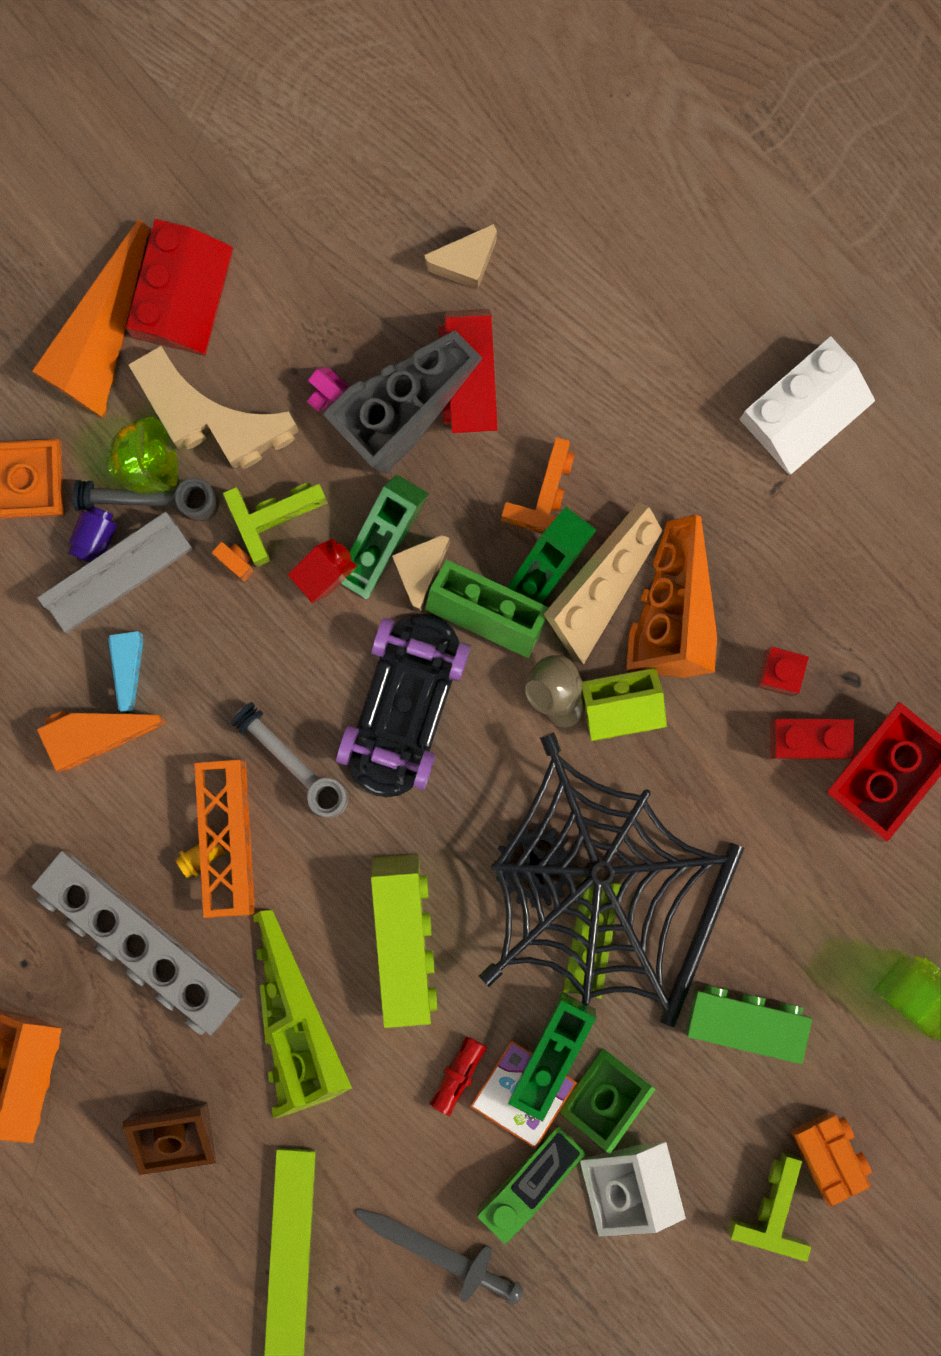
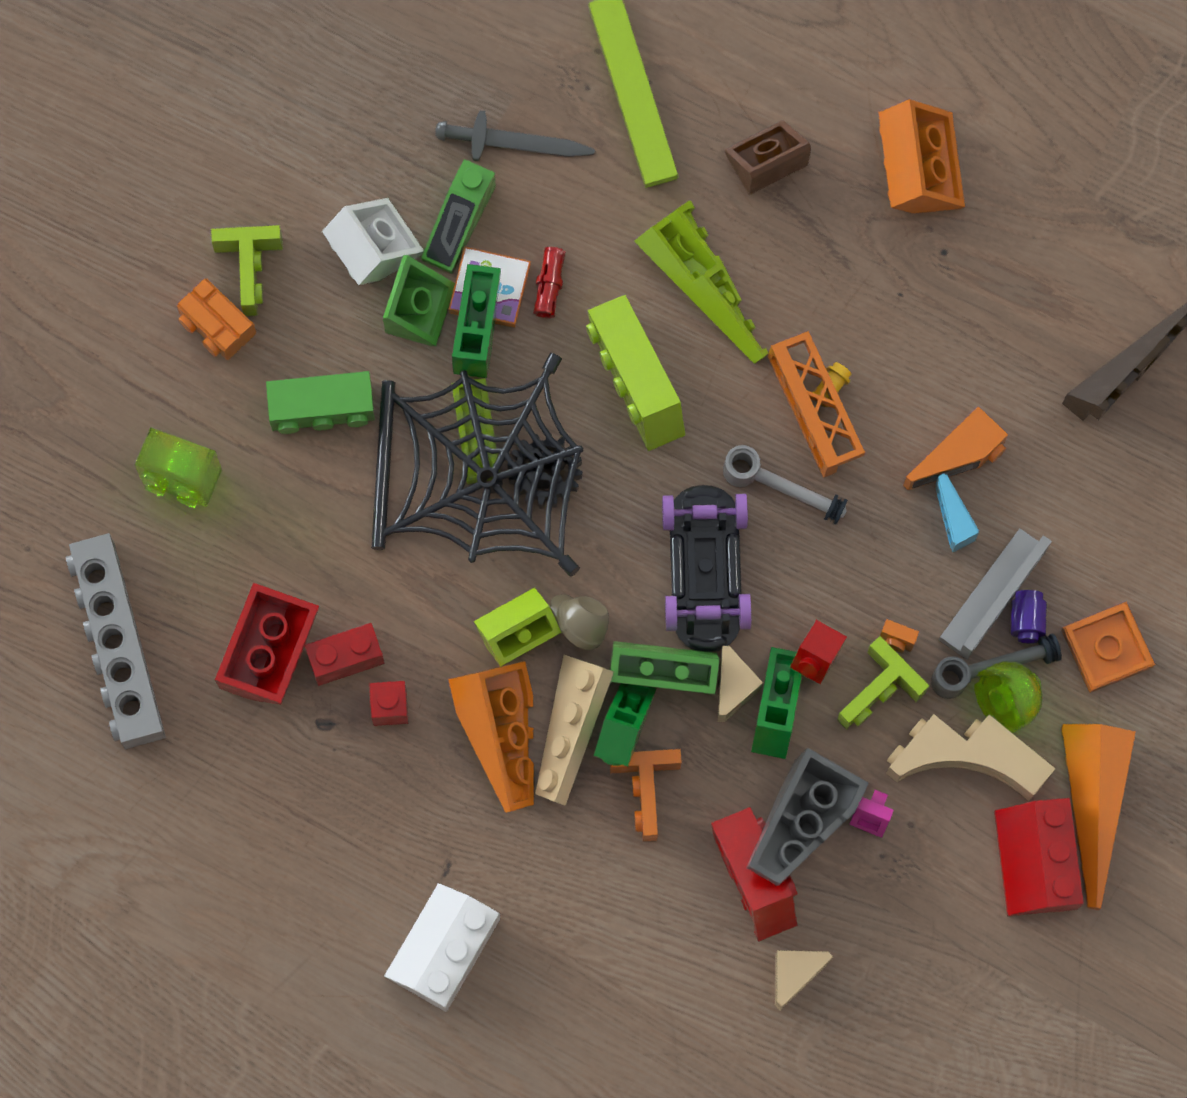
camera: 155 degrees right, 10 degrees down
(53, 894) = (865, 312): light grey brick -> none

